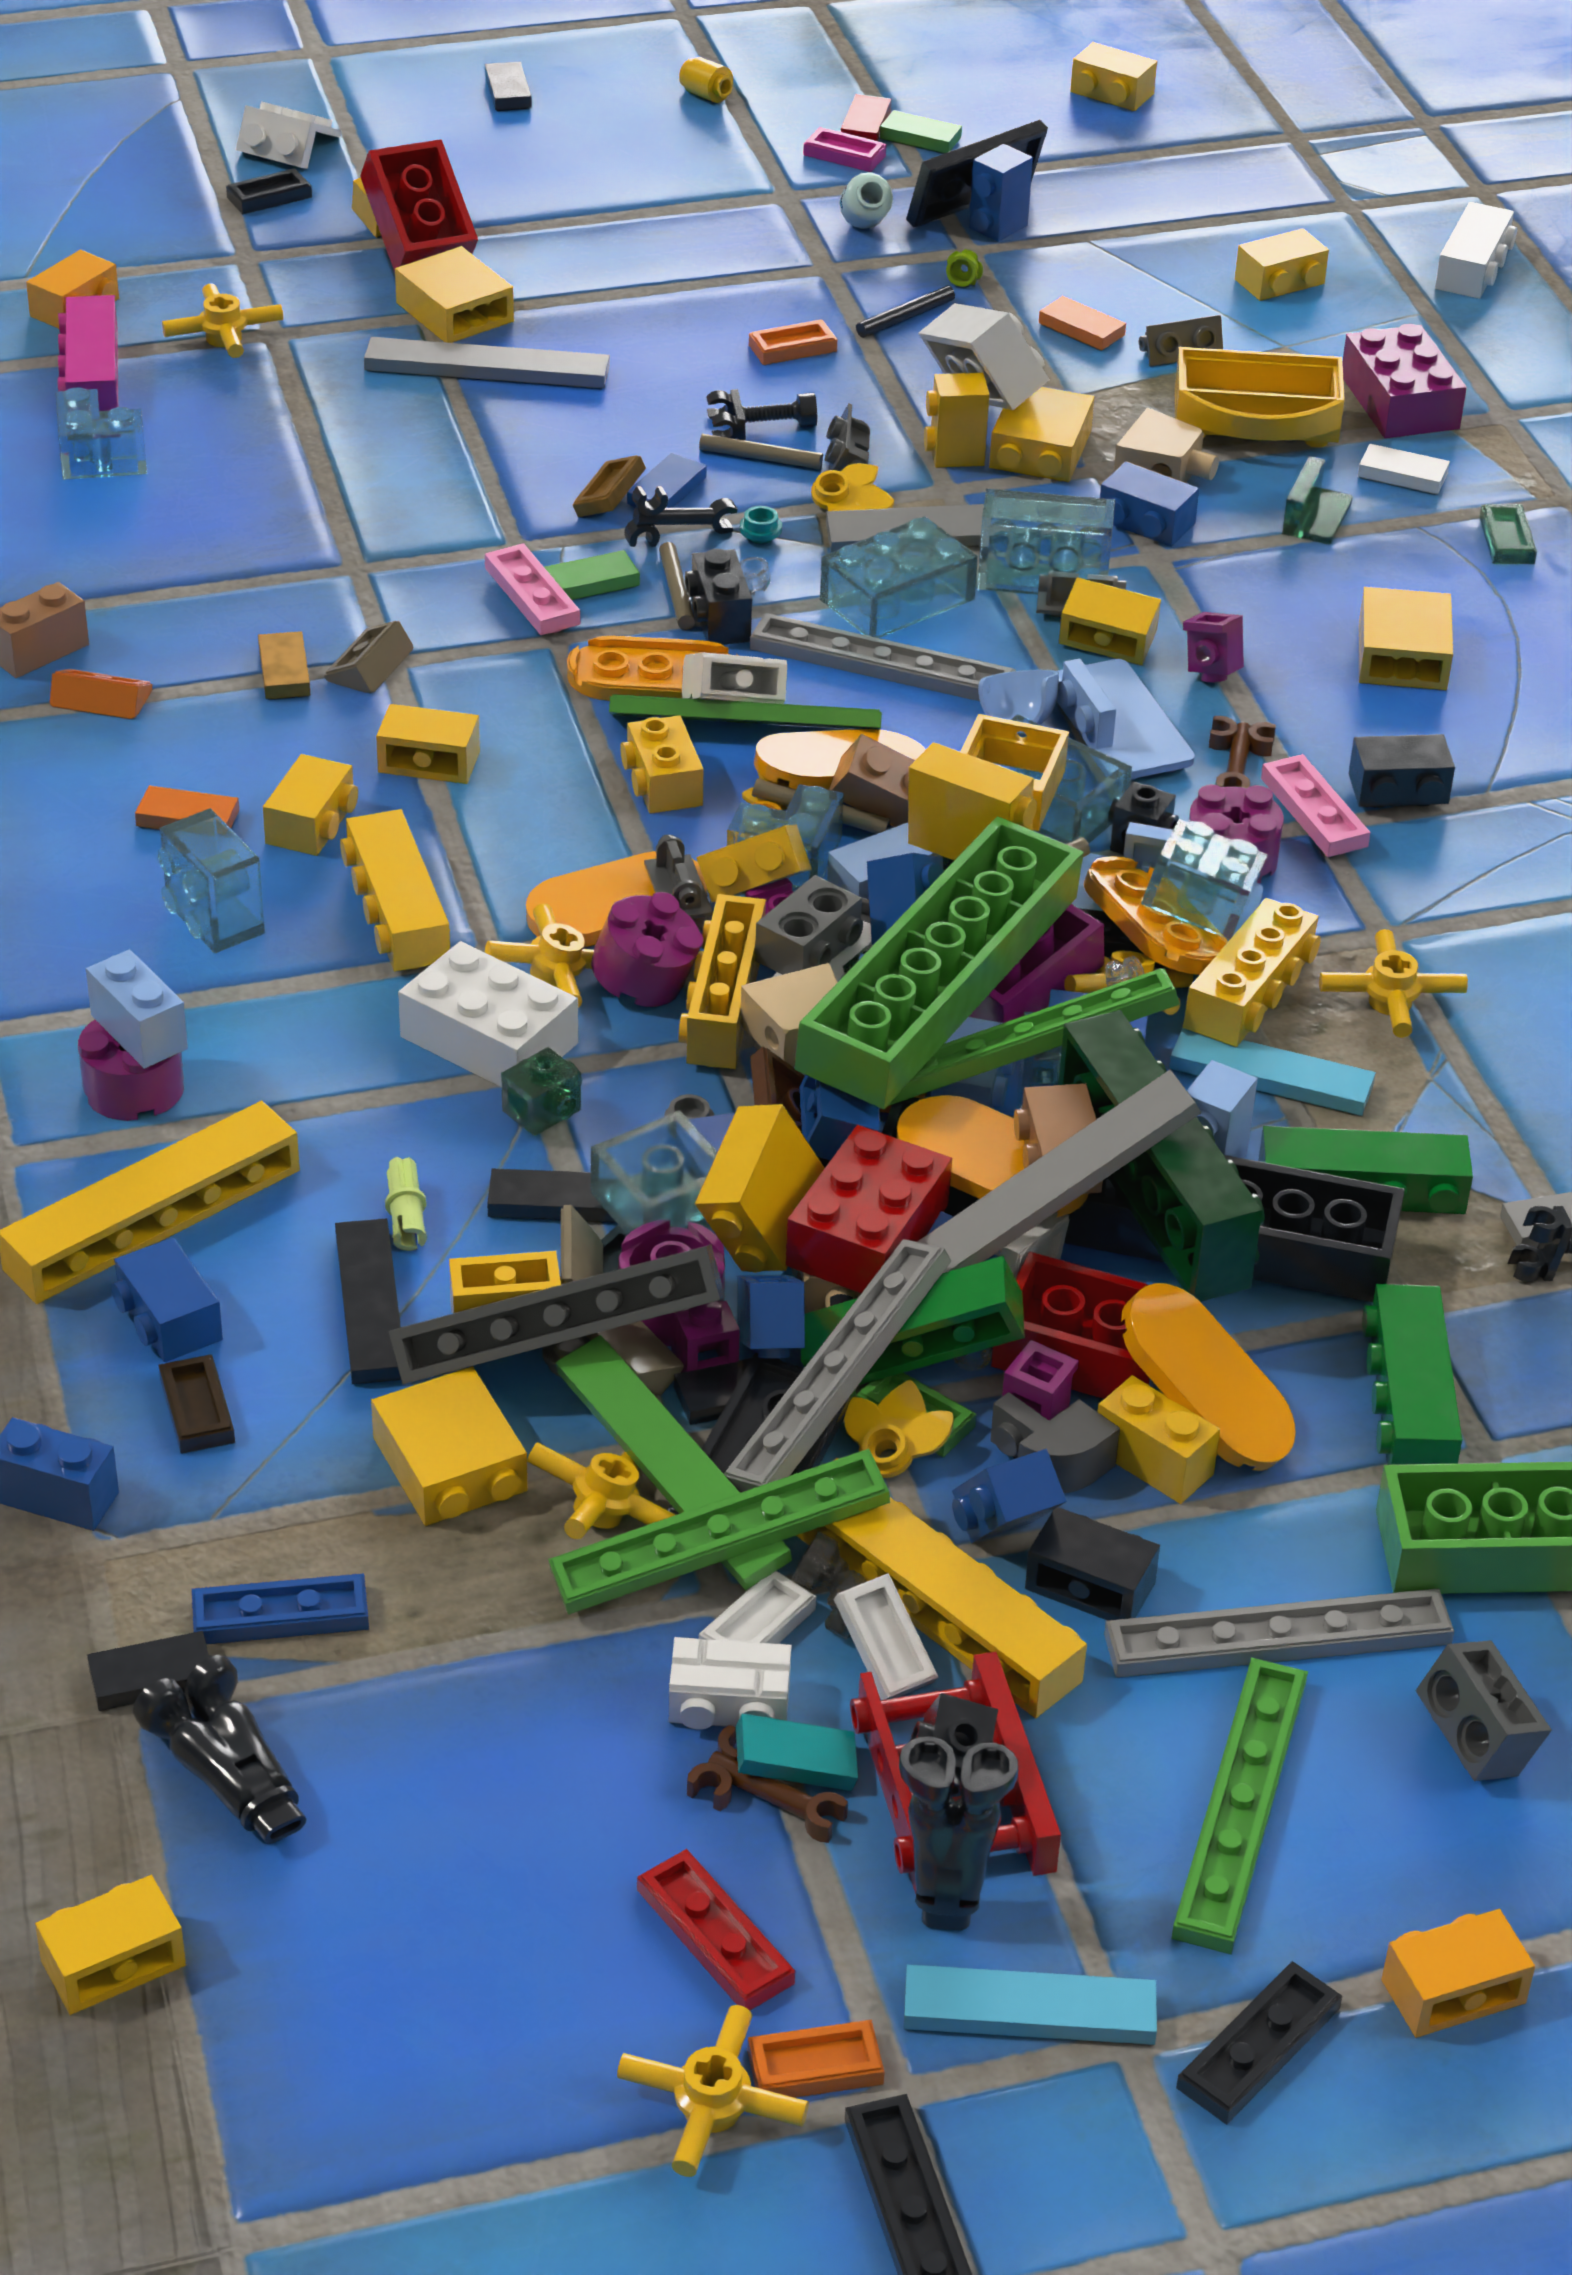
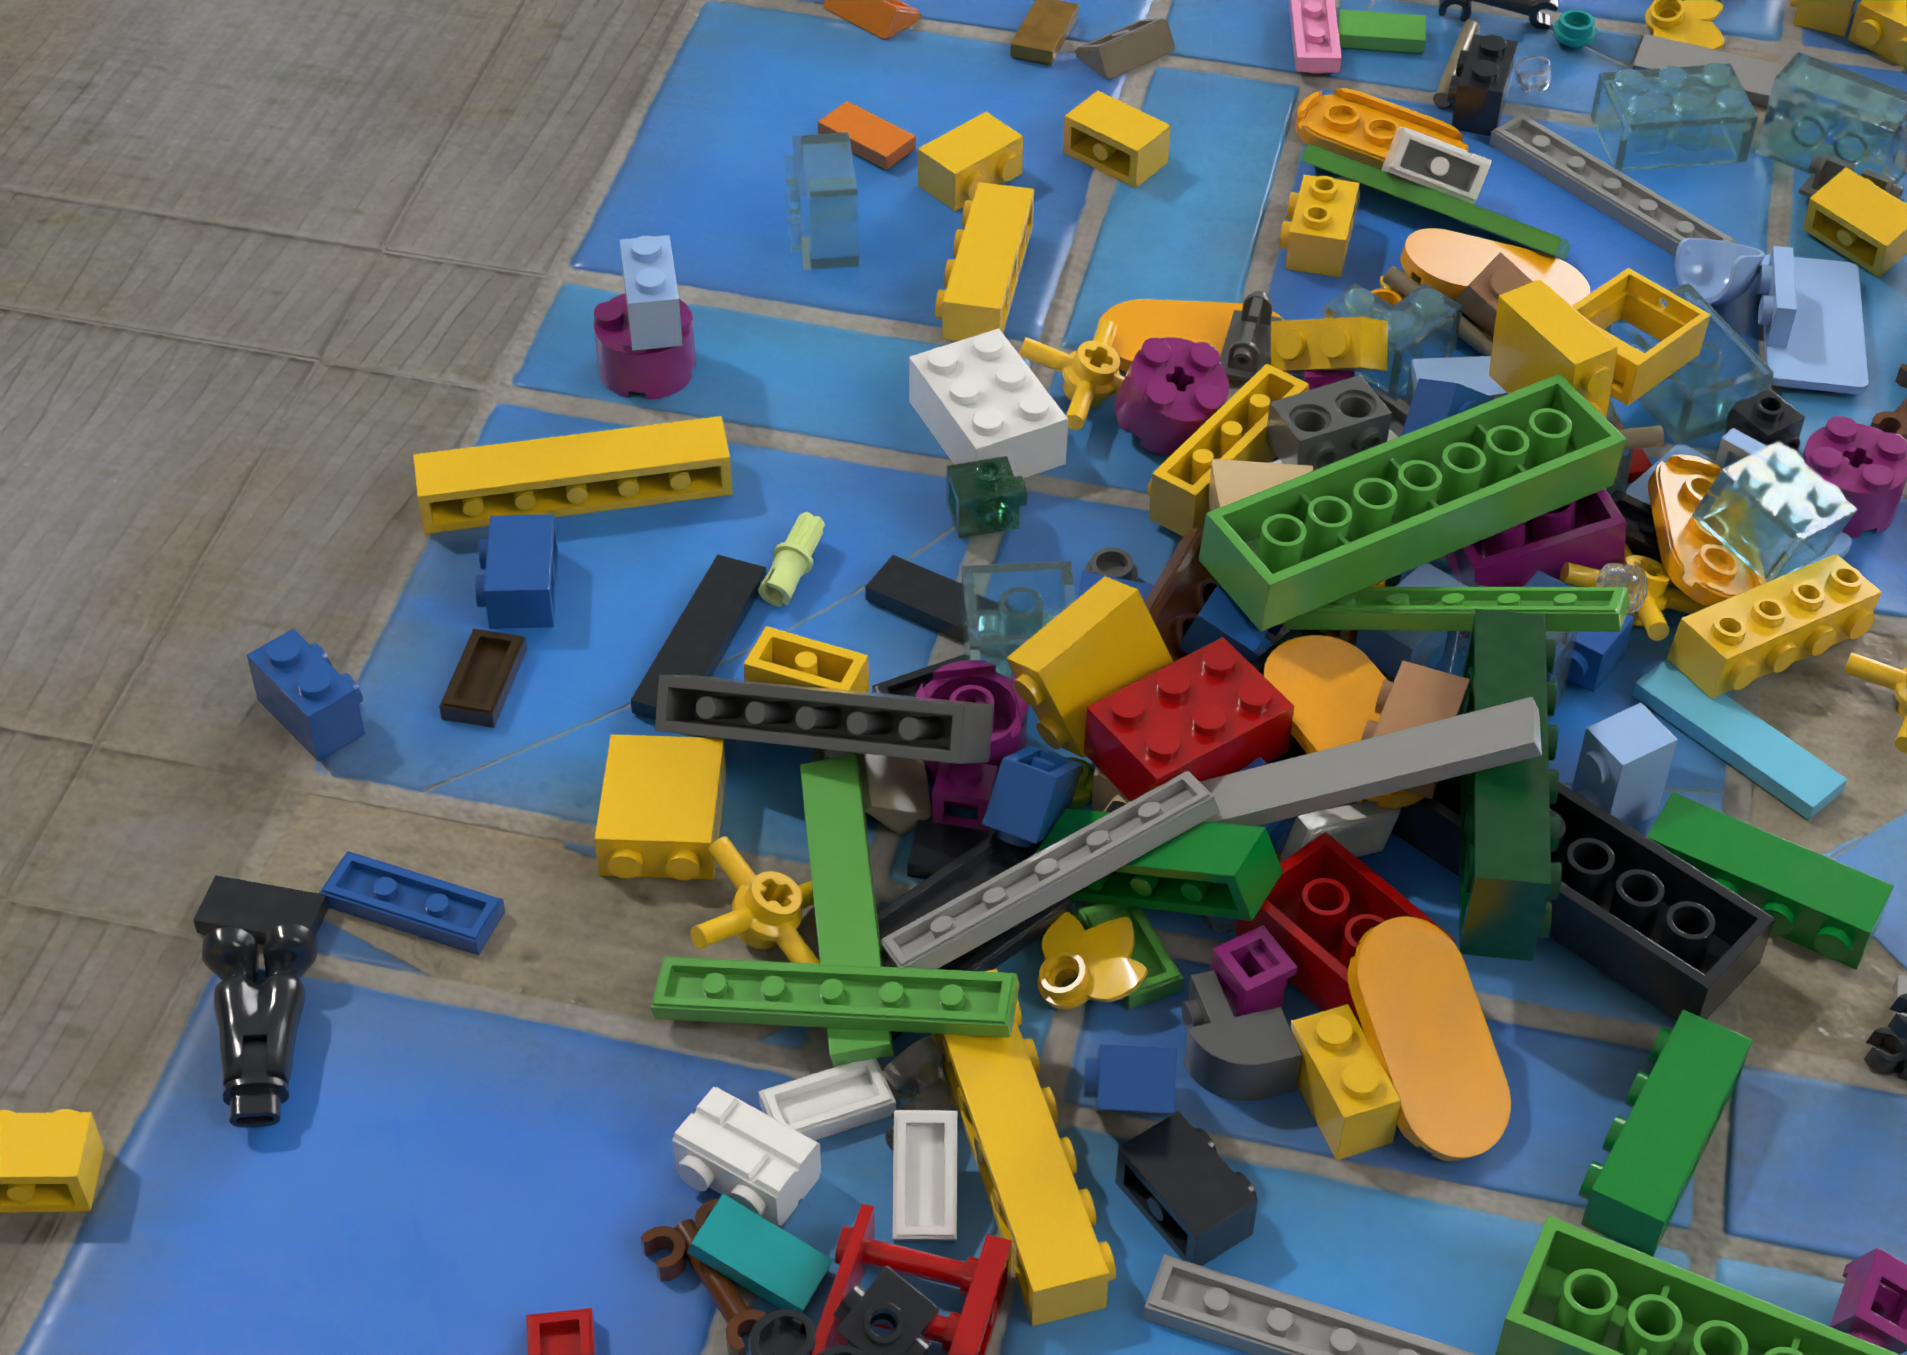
camera: 30 degrees right, 5 degrees up
(579, 1247) = (901, 662): dark tan slope -> none

